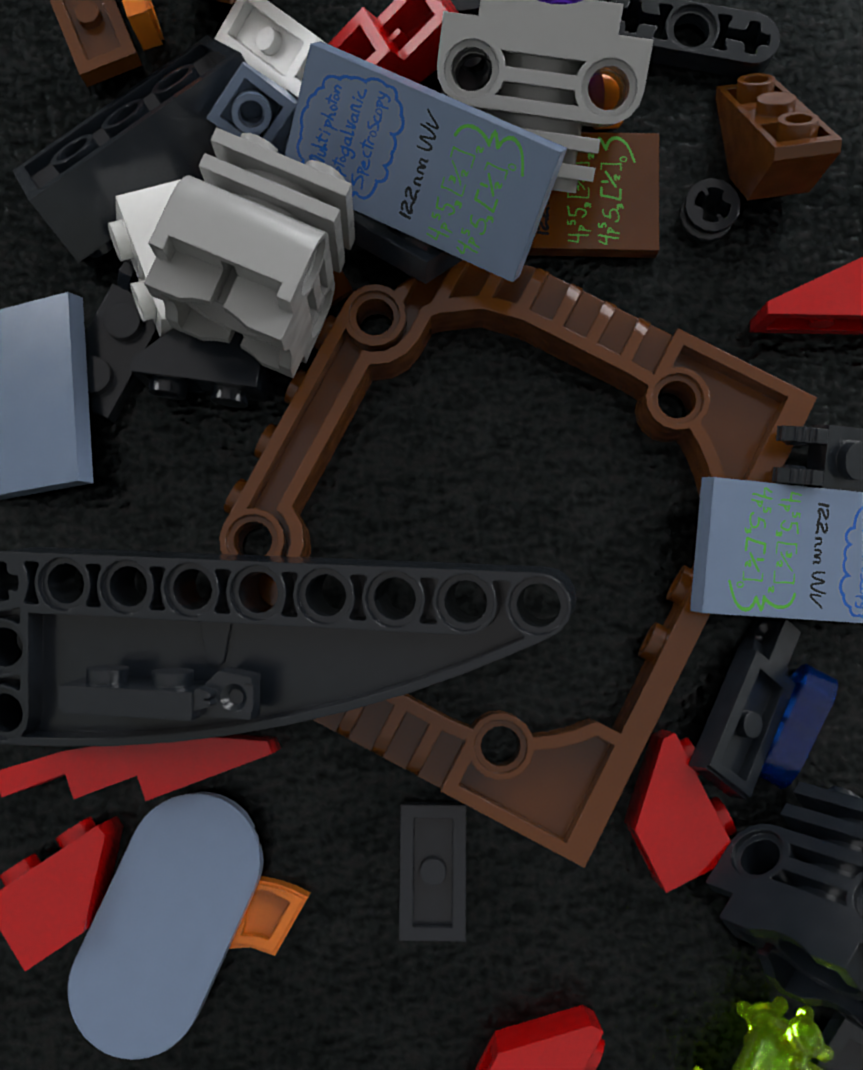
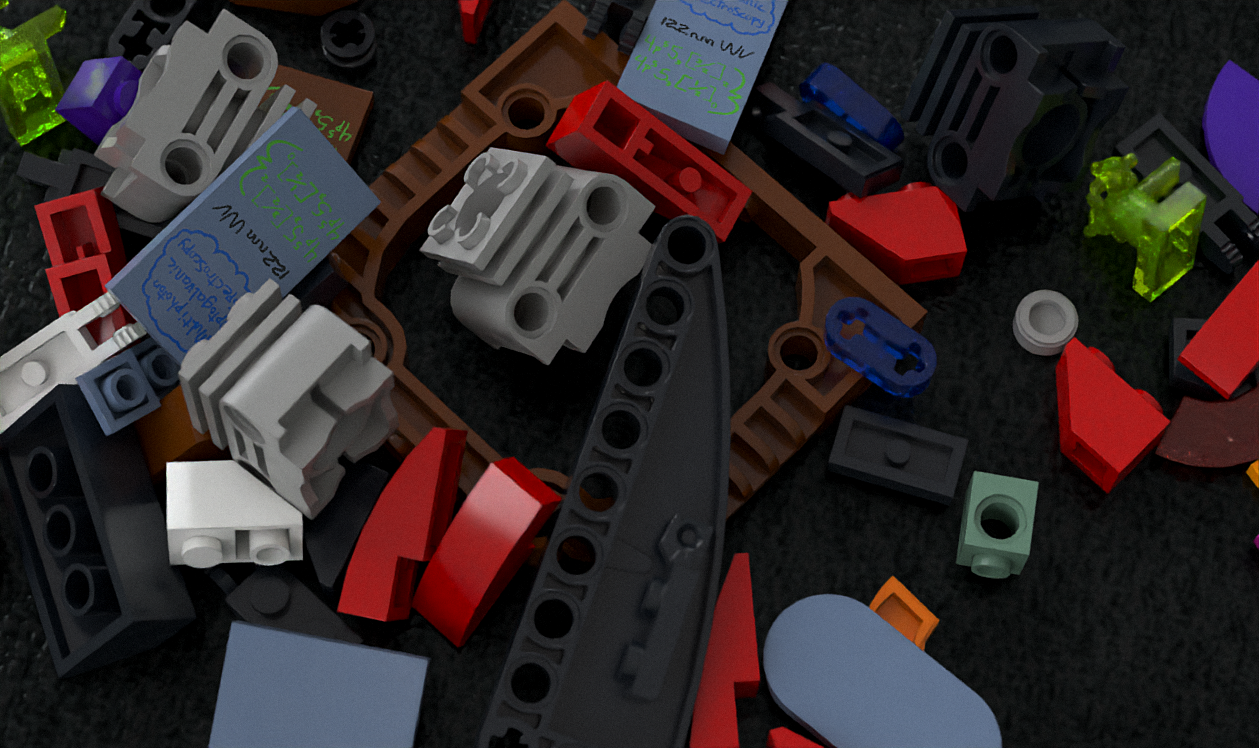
camera: 80 degrees left, 15 degrees down
(199, 420) = (404, 528): none -> red slope
(203, 500) = (483, 548): none -> red slope
(405, 1015) = (1001, 499): none -> sand green brick
(514, 455) = (538, 250): none -> light grey piece
(538, 836) = (882, 341): none -> clear blue beam
(626, 984) = (1045, 322): none -> light grey tile
(650, 536) = (619, 137): none -> red slope

